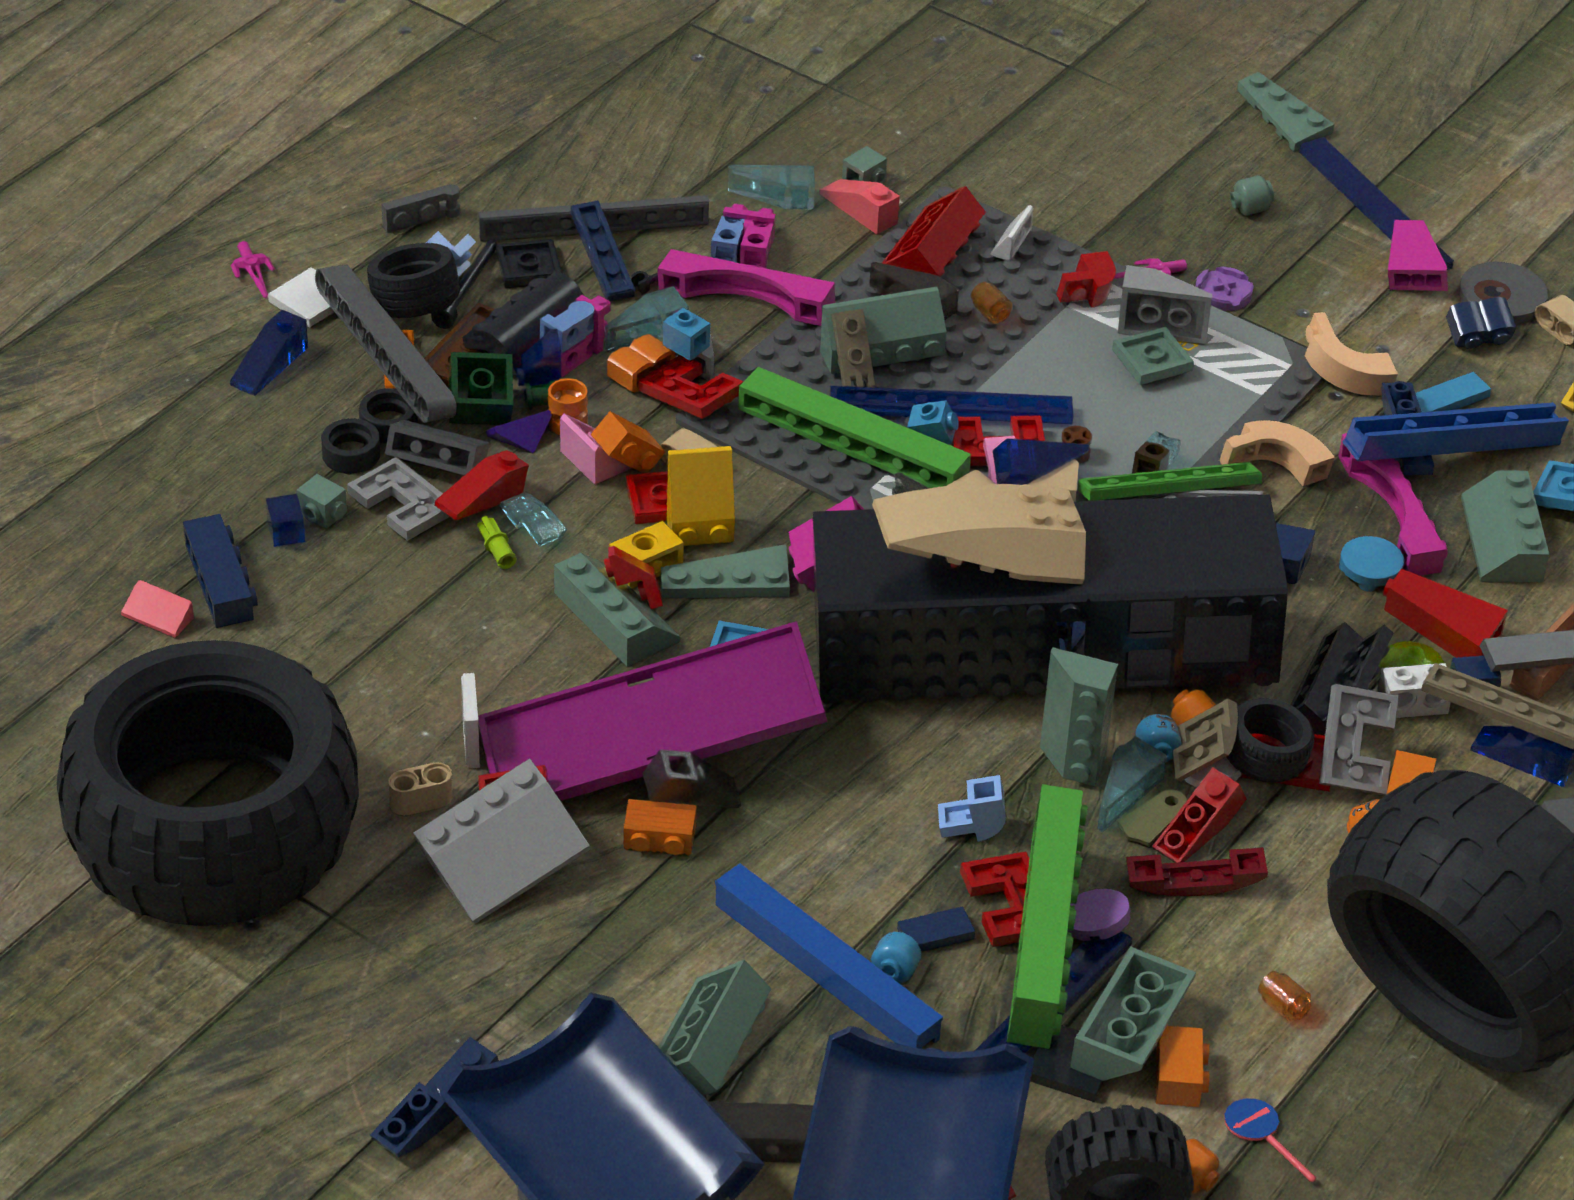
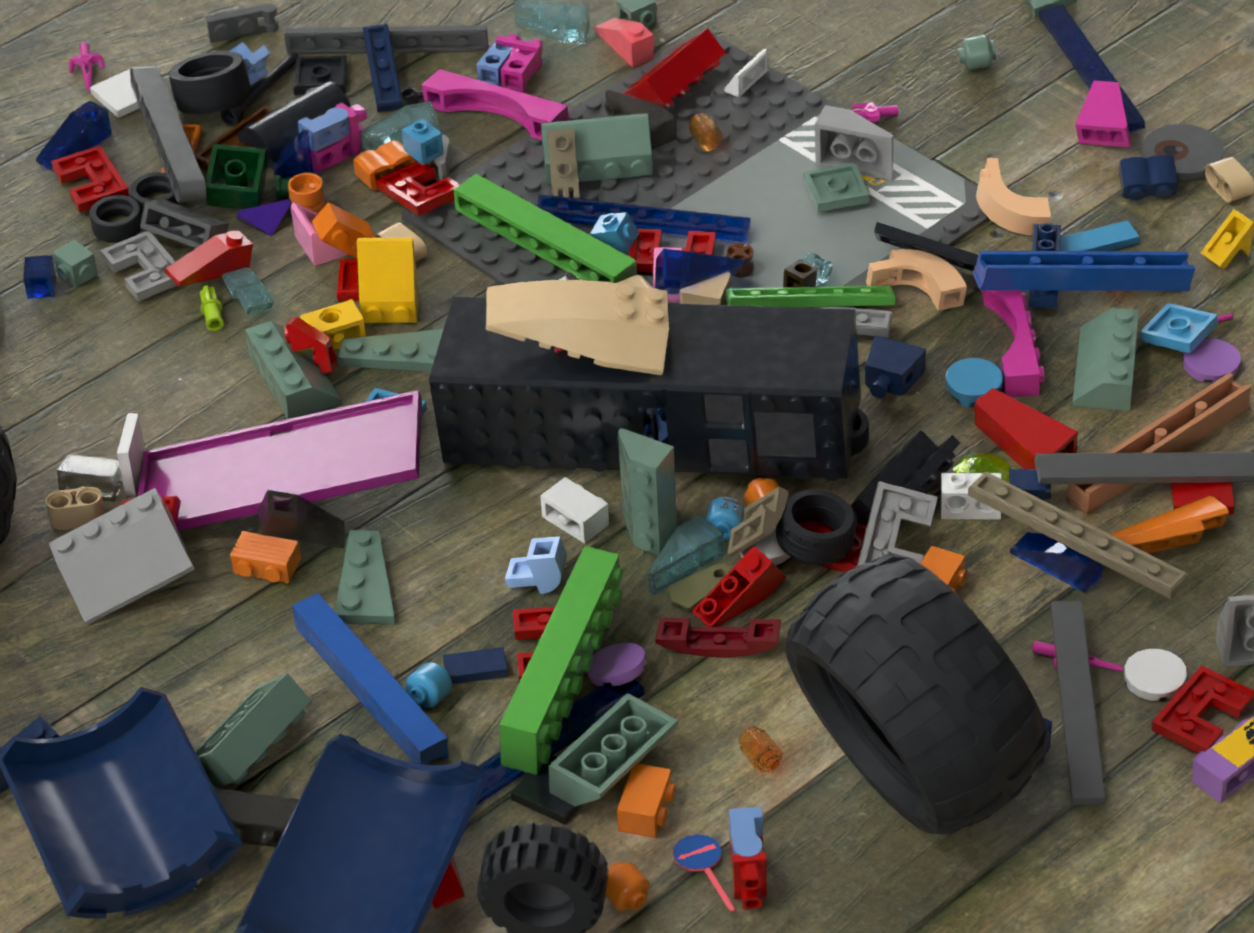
camera: 15 degrees right, 0 degrees up
(321, 401) = (98, 169): none -> red plate
(423, 746) = (87, 471): none -> clear smoke hinge
(778, 844) = (364, 583): none -> sand green wing
(989, 742) = (574, 510): none -> white brick
(1089, 281) = (800, 119): red brick -> none
(1228, 287) = (926, 133): medium lavender tile -> none
(1259, 410) = (915, 242): none -> black tile
(1318, 1118) = (747, 856): none -> hips

